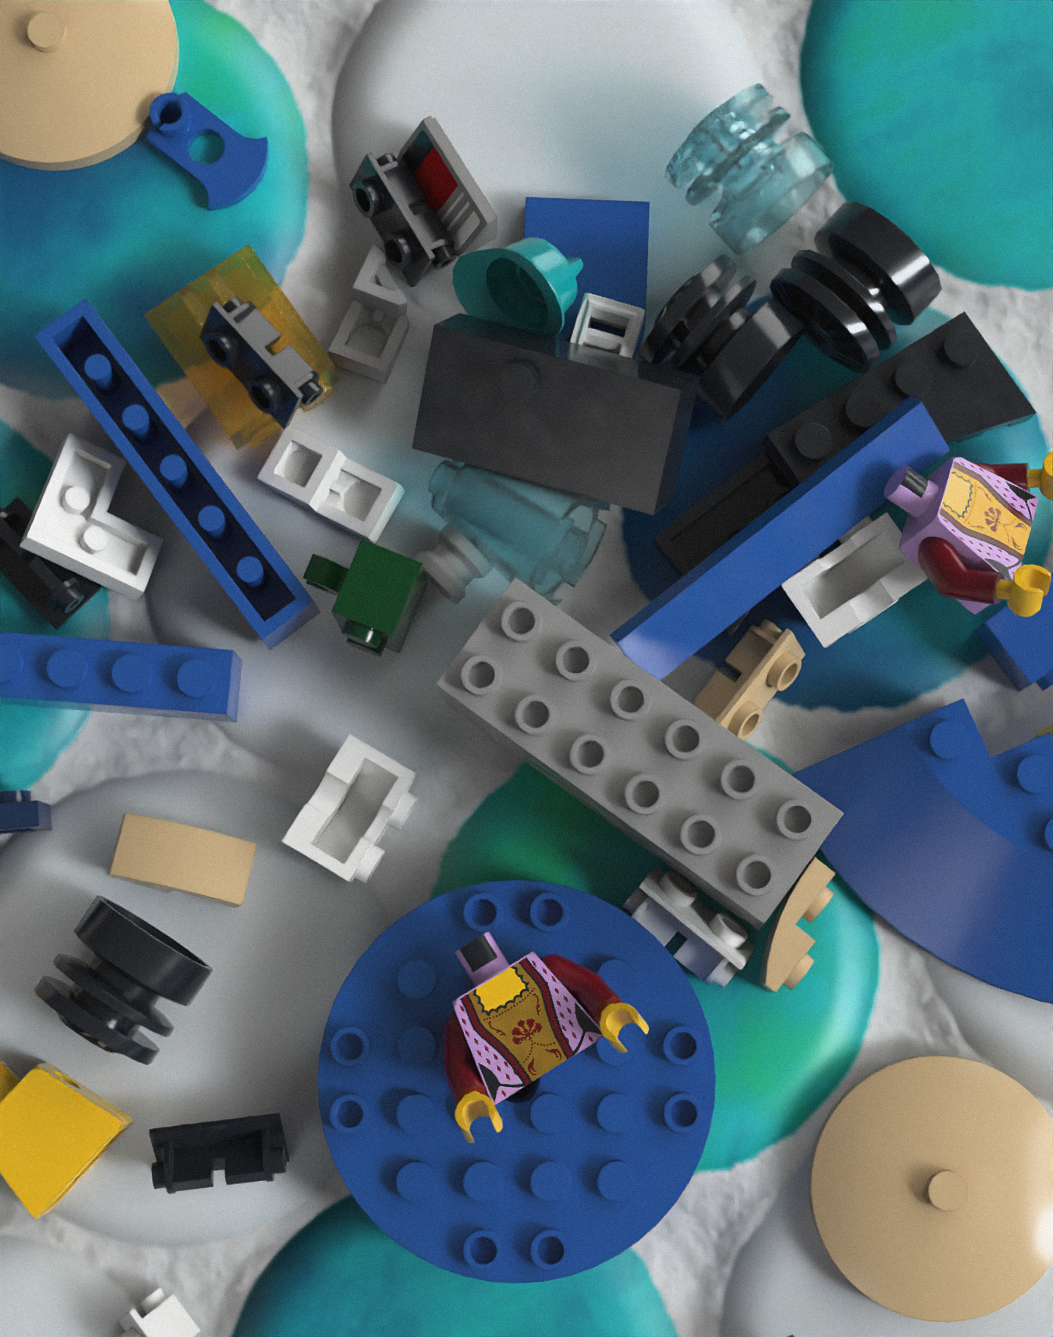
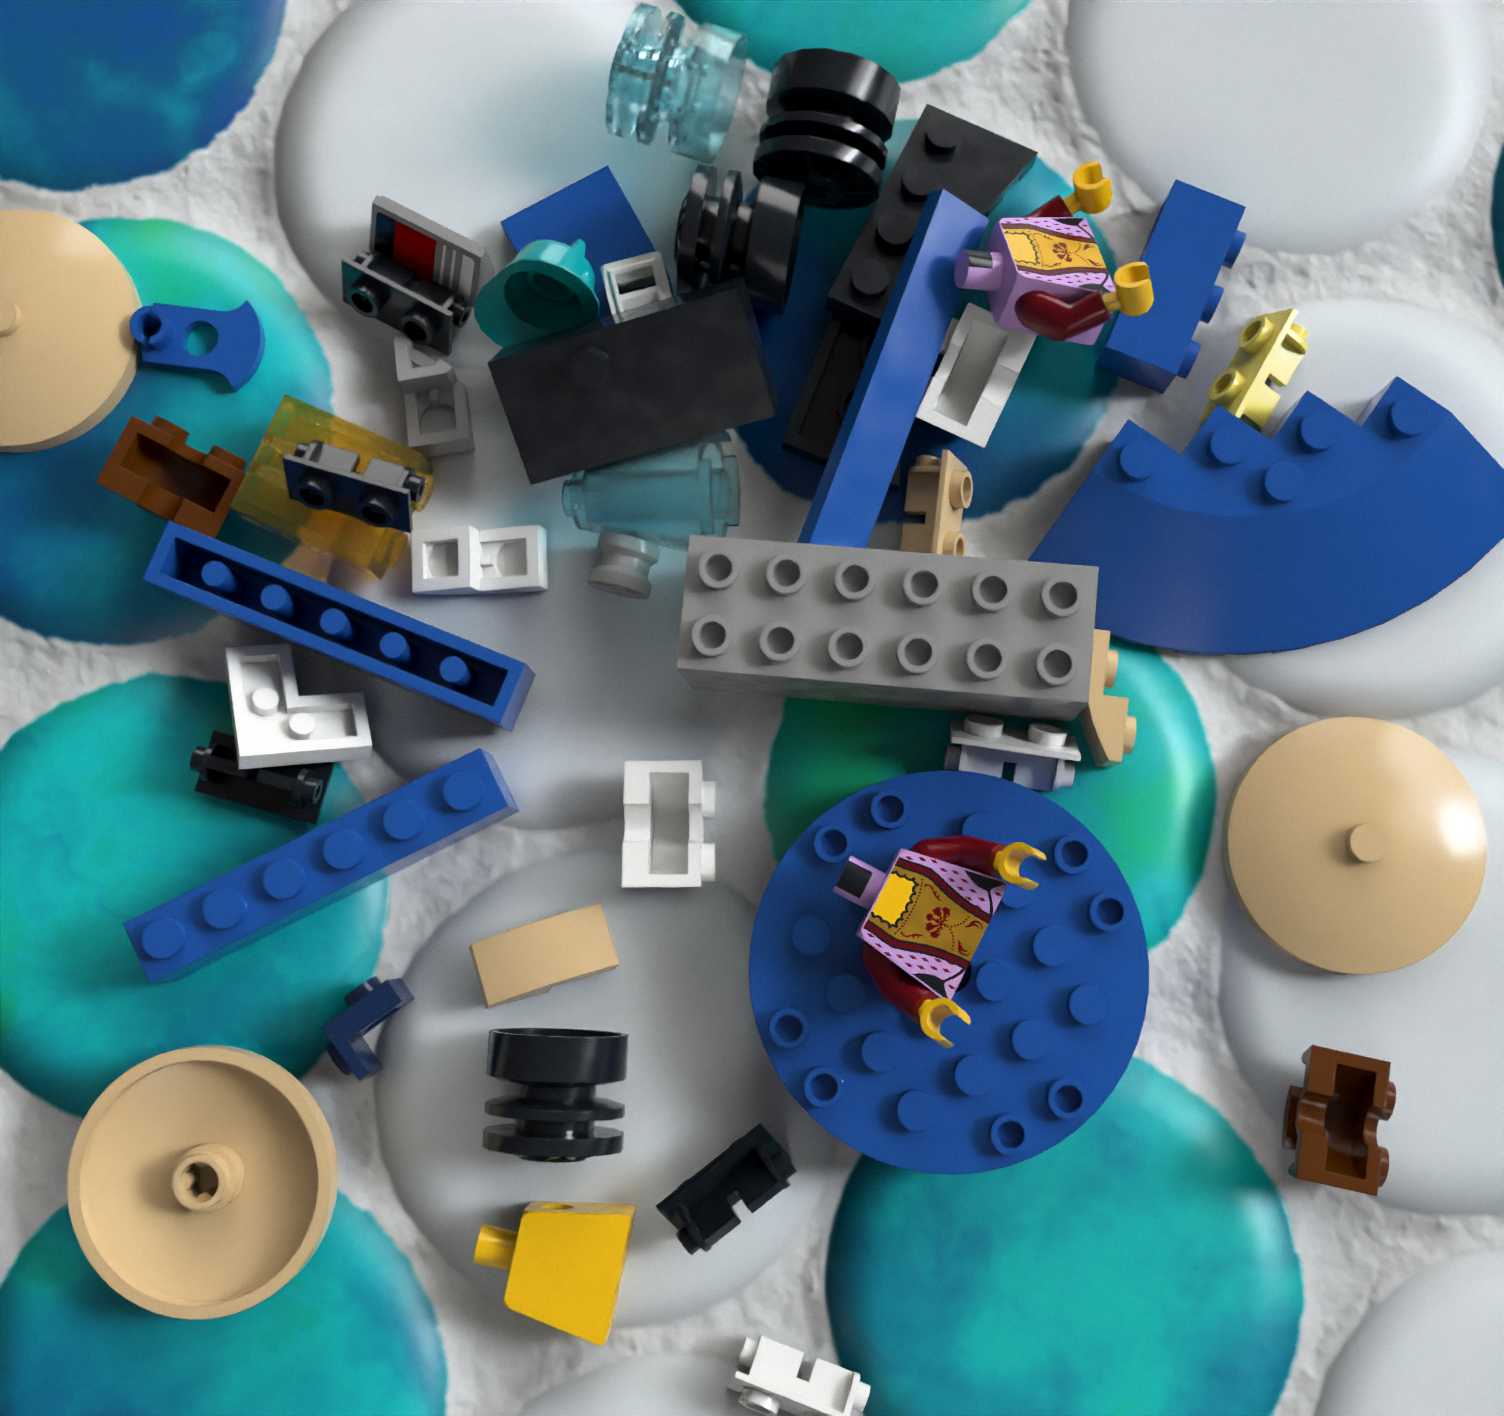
camera: 25 degrees left, 0 degrees up
(111, 260) = (172, 478): none -> reddish brown cylinder
(373, 596) = (574, 629): dark green brick -> none

